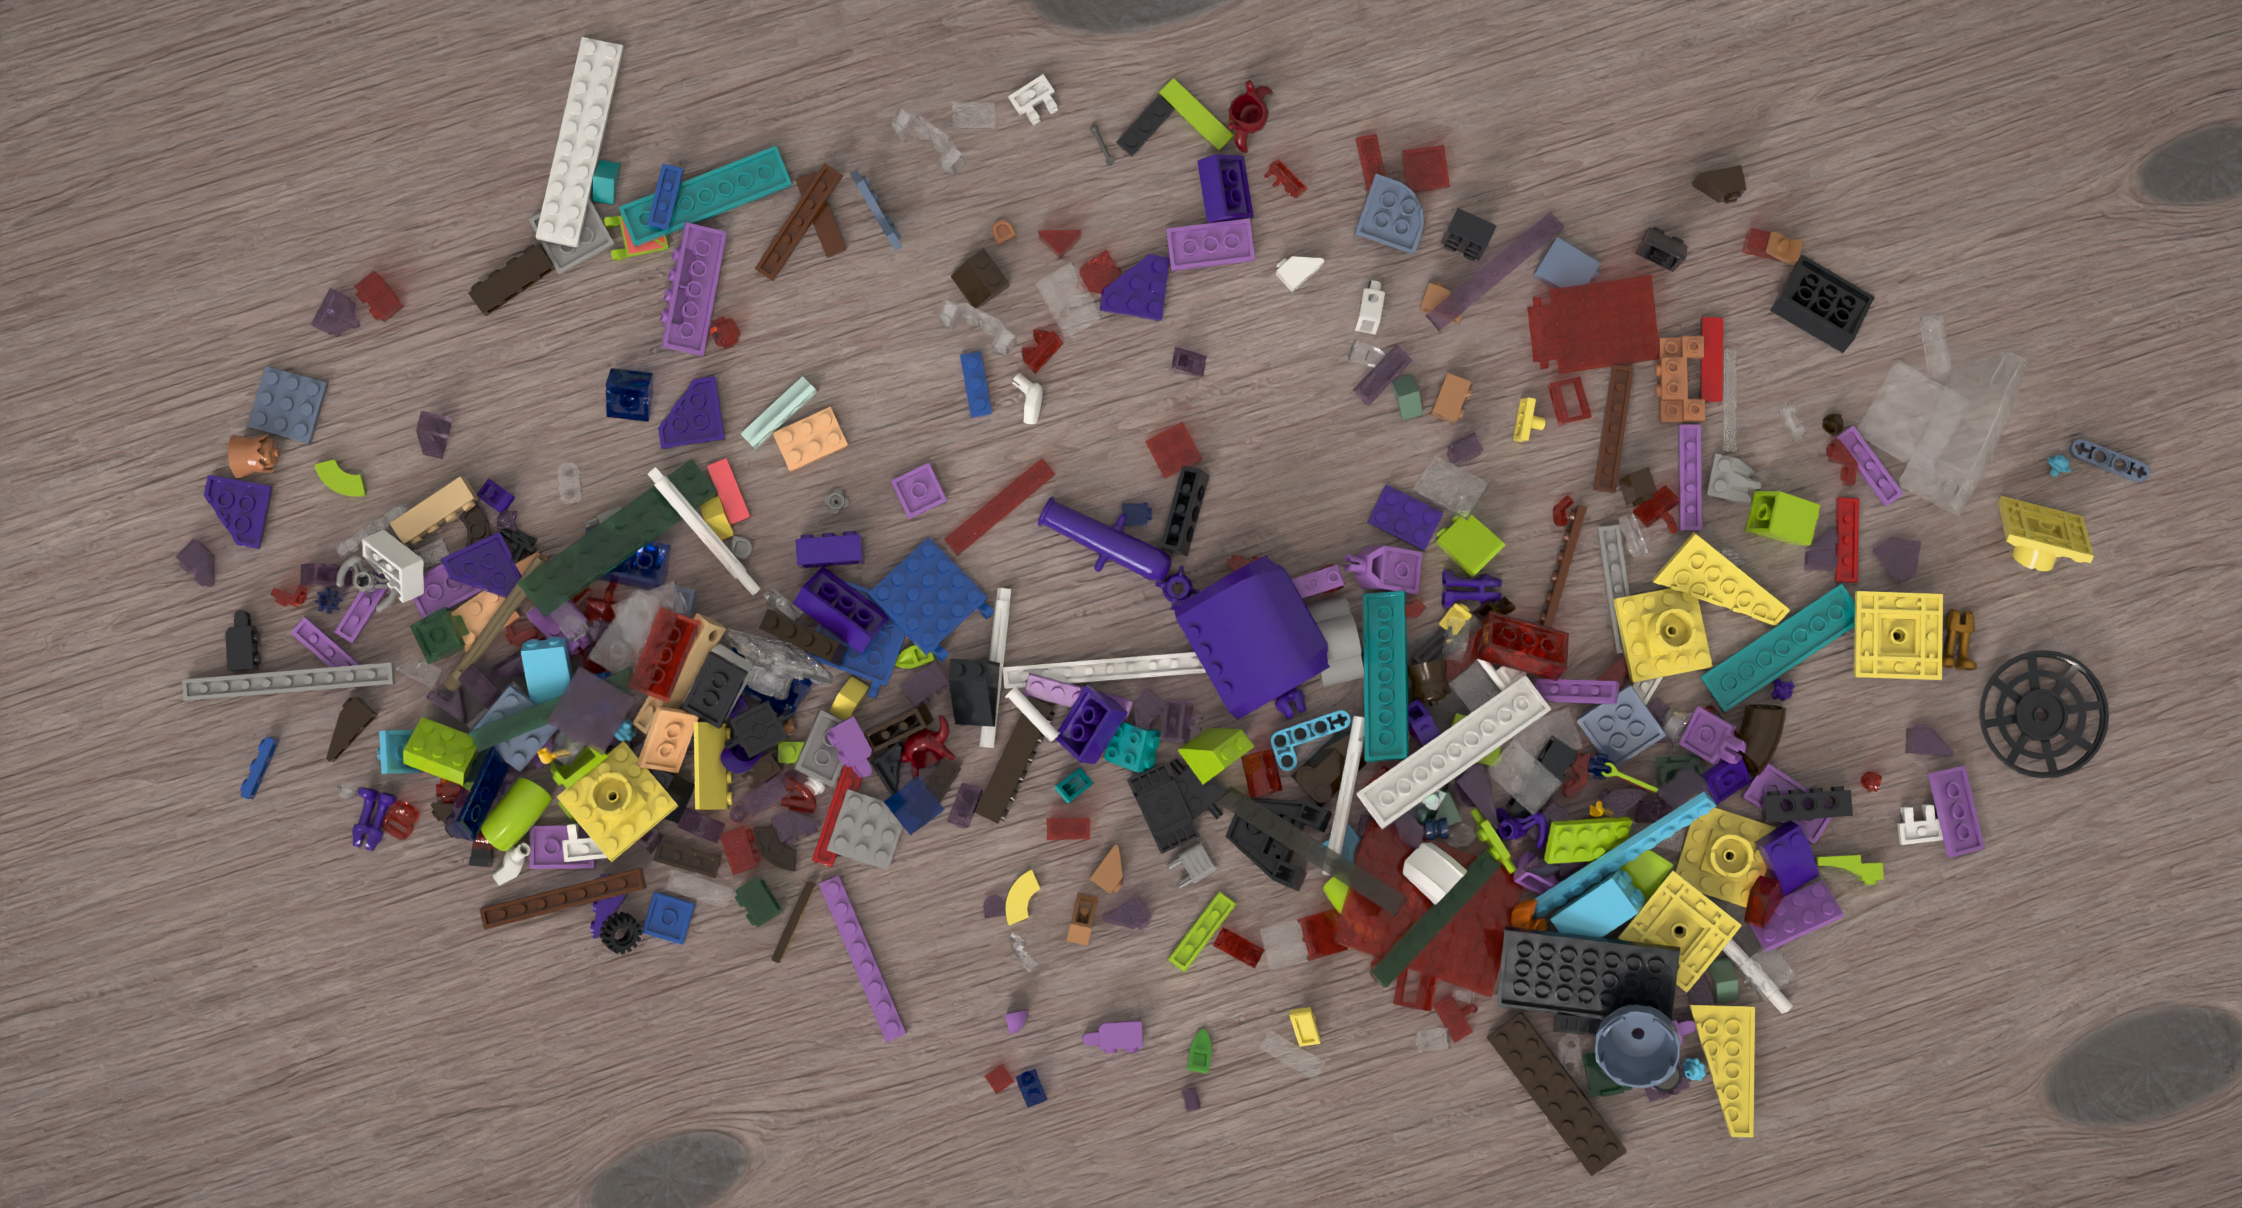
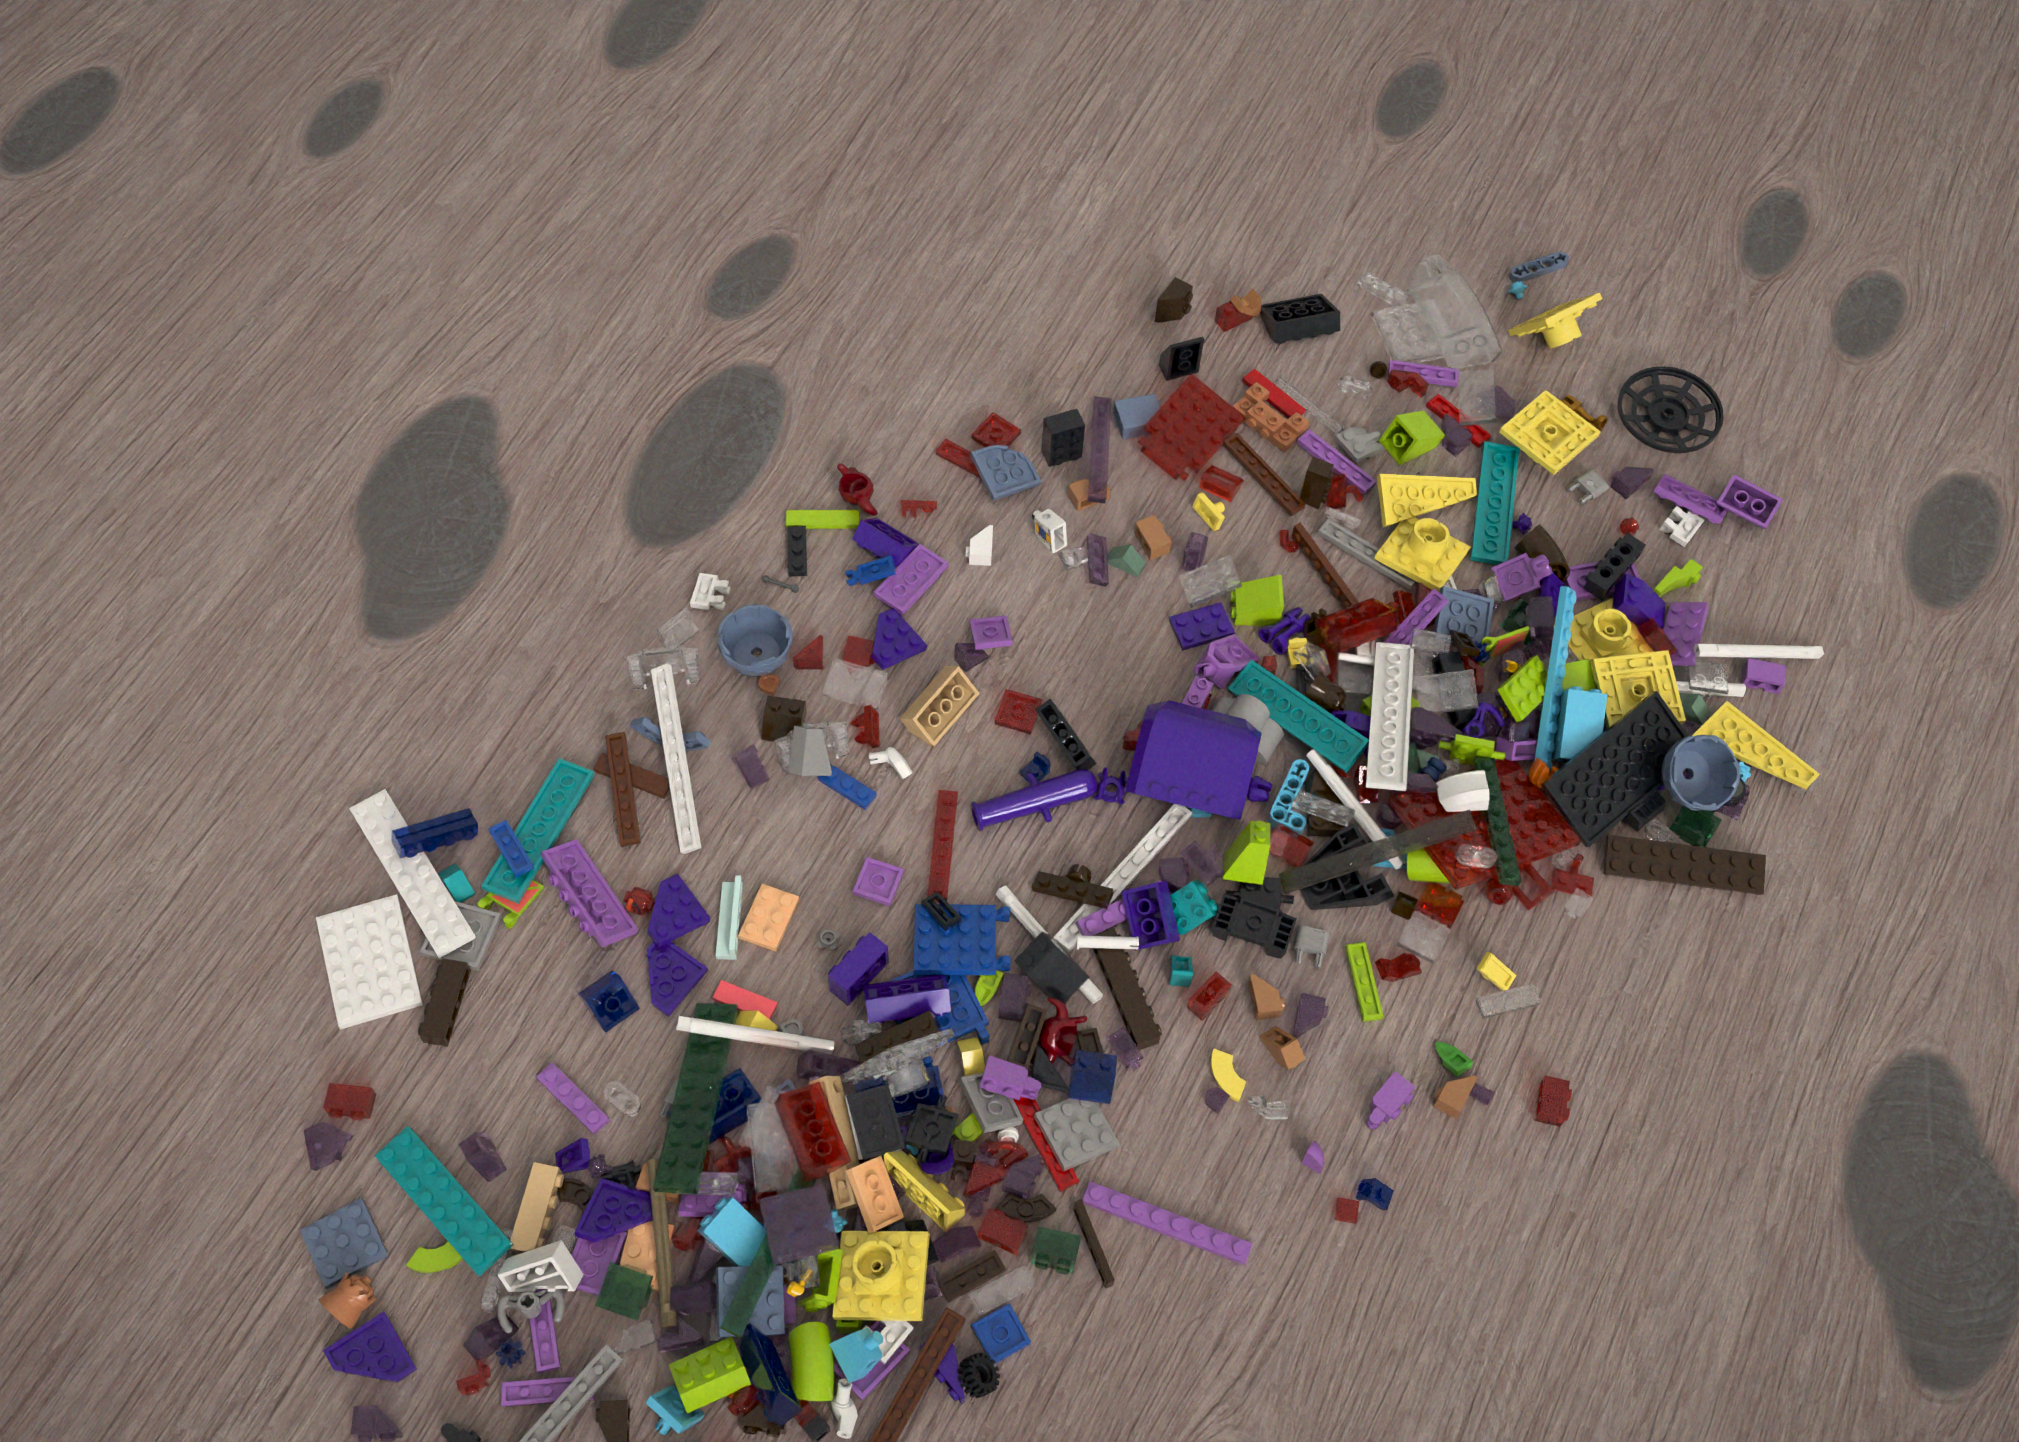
camera: 45 degrees left, 25 degrees down
(377, 441) = (444, 1201): none -> teal plate
(488, 188) = (368, 961): none -> white plate
(537, 447) = (572, 1098): none -> medium lavender plate
(550, 837) = (858, 1353): none -> medium azure torso
(621, 127) = (434, 833): none -> clear blue brick
(736, 606) = (815, 1065): none -> clear purple slope
(743, 367) = (675, 912): none -> dark purple plate
(757, 799) = (982, 1177): none -> clear red slope
(860, 236) = (676, 759): none -> white plate
(915, 296) = (751, 767): none -> clear purple tile
(935, 582) = (946, 921): none -> black tile
(960, 336) = (809, 752): none -> light grey slope
(1015, 170) = (753, 630): none -> sand blue piece
(1059, 642) = (1073, 887): none -> dark brown plate
(1116, 384) = (939, 705): none -> tan slope
(1169, 1080) = (1454, 1095): none -> medium nougat slope
(1184, 208) = (872, 571): none -> blue plate
(1223, 358) = (990, 632): none -> medium lavender plate
(1236, 1158) = (1553, 1101): none -> clear red brick
(1301, 905) = (1404, 905): none -> dark brown slope
(1317, 772) = (1323, 808): none -> clear plate
(1377, 934) = (1476, 856): none -> clear plate
(1564, 721) = (1430, 641): none -> clear tile
(1589, 665) = (1403, 603): none -> clear red plate
(1589, 750) = (1464, 644): none -> dark brown plate
(1819, 1015) = (1763, 675): none -> medium lavender brick
(1835, 993) = (1758, 651): none -> white piece
(1884, 536) = (1476, 397): none -> clear tile
(1887, 711) = (1590, 485): none -> light grey piece
(1998, 864) = (1749, 501): none -> medium lavender slope

